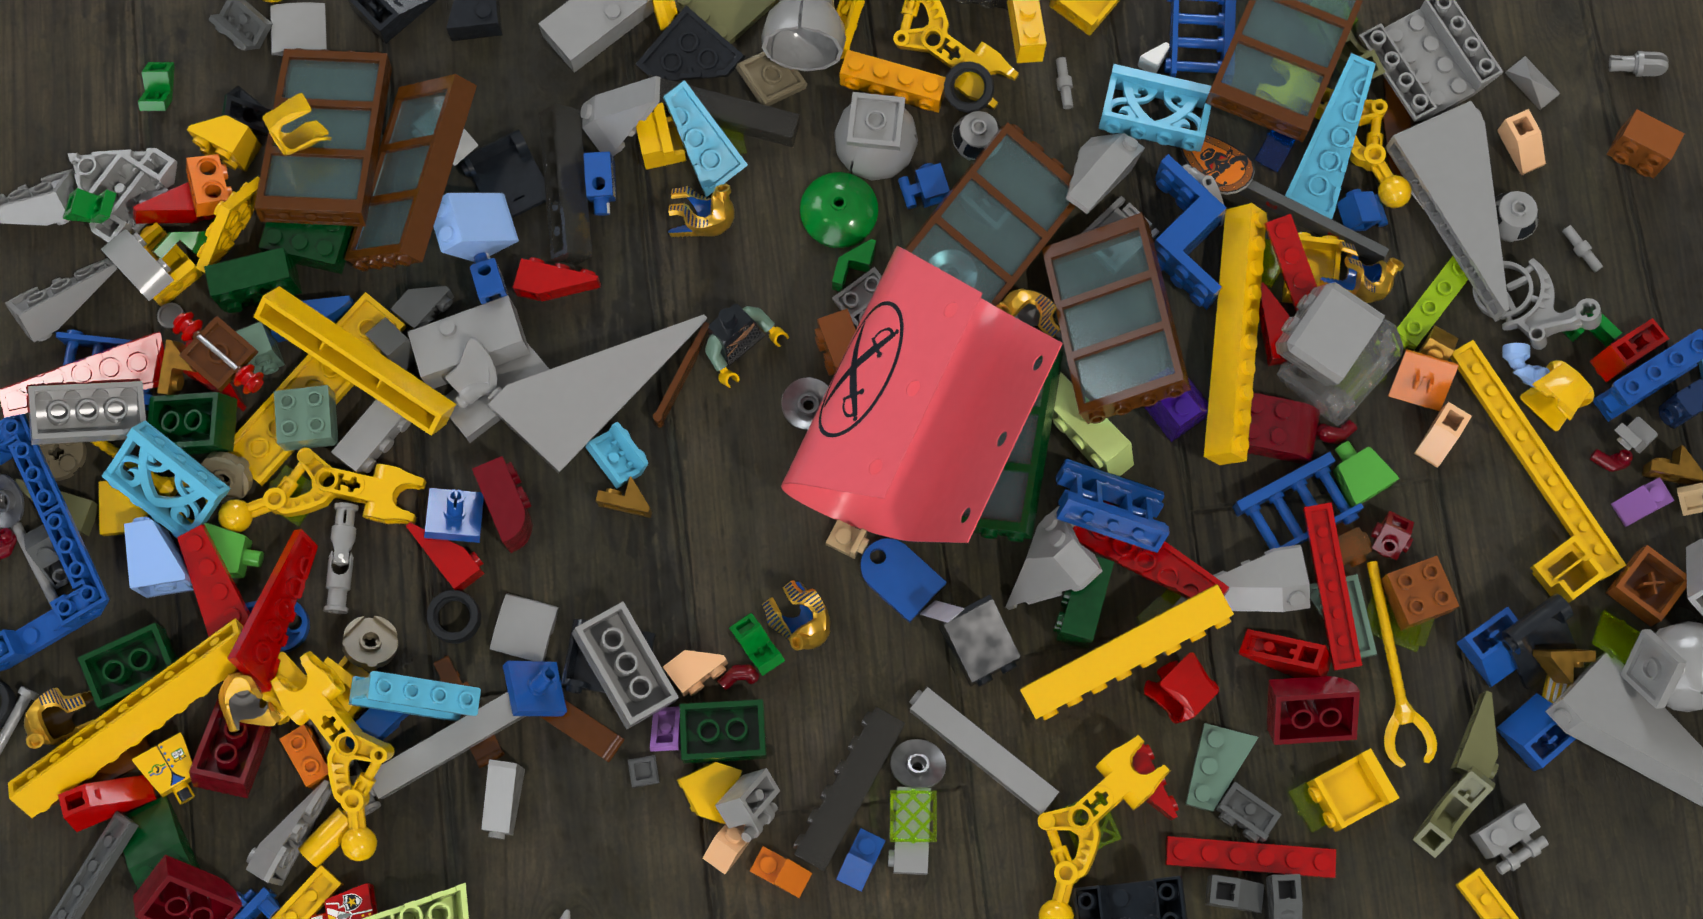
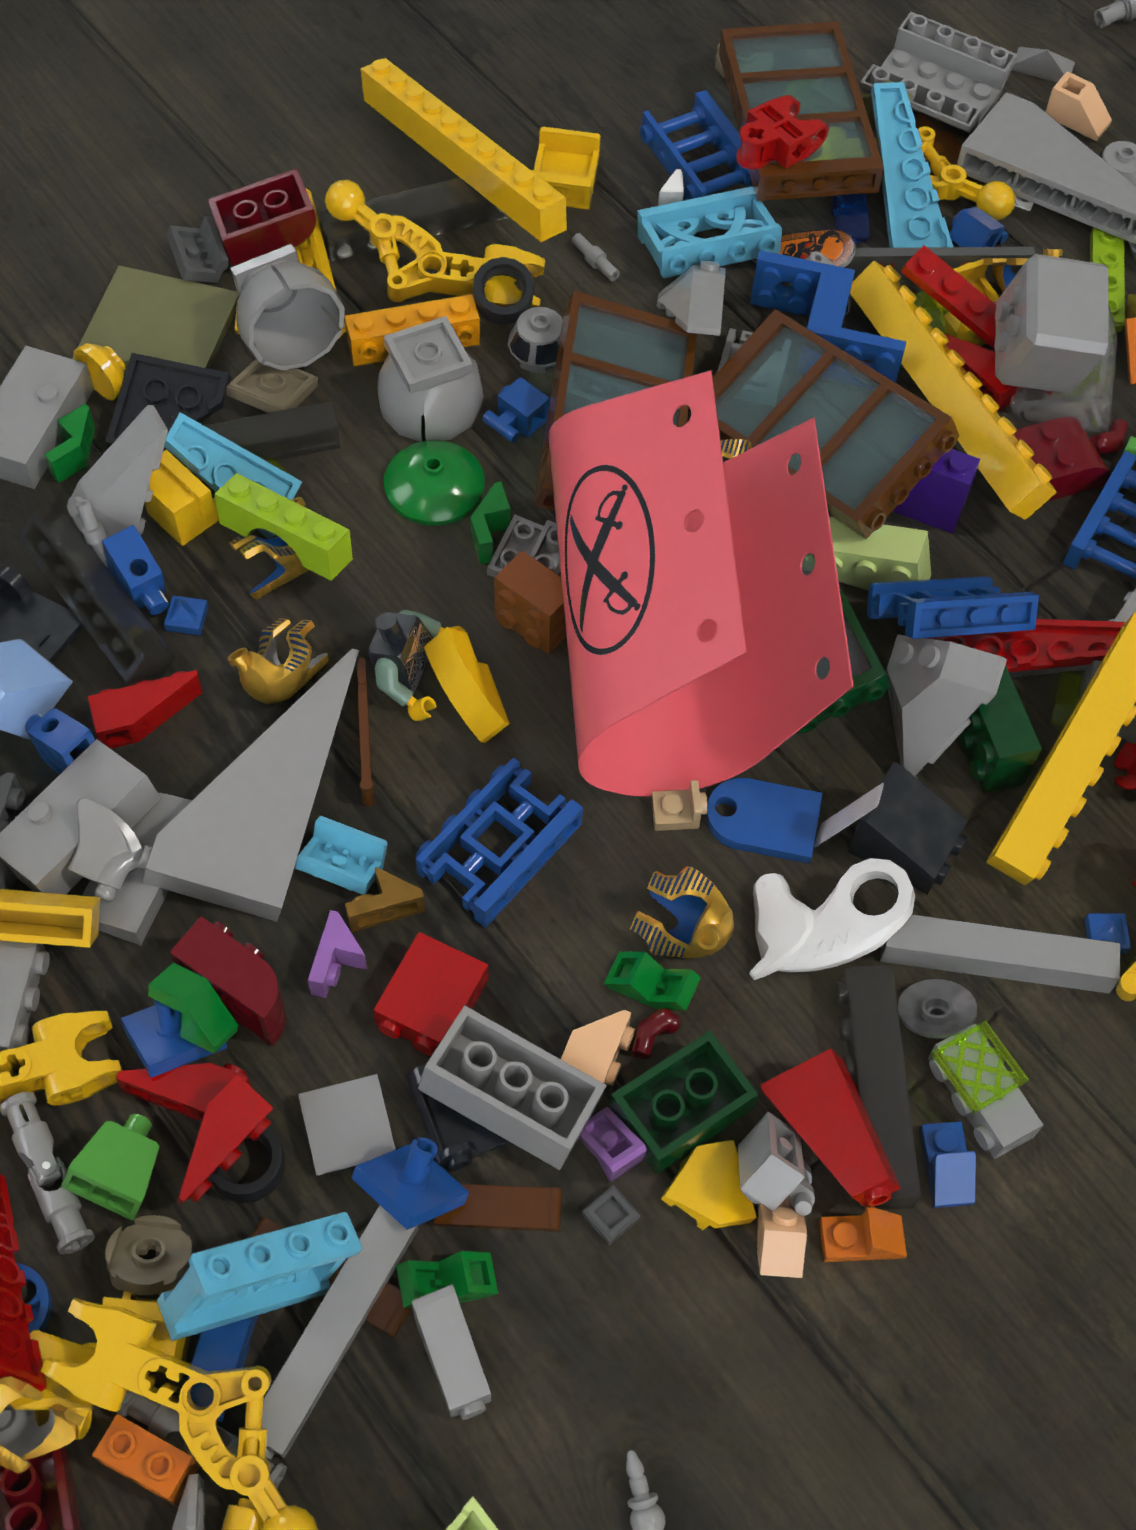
camera: 35 degrees left, 15 degrees down
(379, 578) = (115, 1166): none -> bright green torso
(448, 593) = (225, 1125): none -> red slope
(472, 514) = (204, 1015): none -> green slope
(527, 753) = (468, 1272): none -> green slope
(580, 511) = (335, 948): none -> medium lavender slope
(588, 134) = (93, 530): none -> light grey bar
(618, 226) = (186, 615): none -> blue tile
(618, 575) = (429, 993): none -> red brick
(623, 46) = (73, 454): none -> green slope
(643, 302) = (265, 676): none -> pearl gold piece
(713, 215) = (314, 538): none -> lime arch
(713, 477) = (519, 861): none -> blue fence
(764, 378) = (467, 683): none -> yellow slope
(798, 394) = (538, 674): flat silver dish -> none
(800, 800) = (832, 1120): none -> red slope
(883, 680) = (834, 934): none -> white animal
(1065, 778) = (1109, 928): none -> blue tile
(1242, 64) = (777, 135): none -> red piece

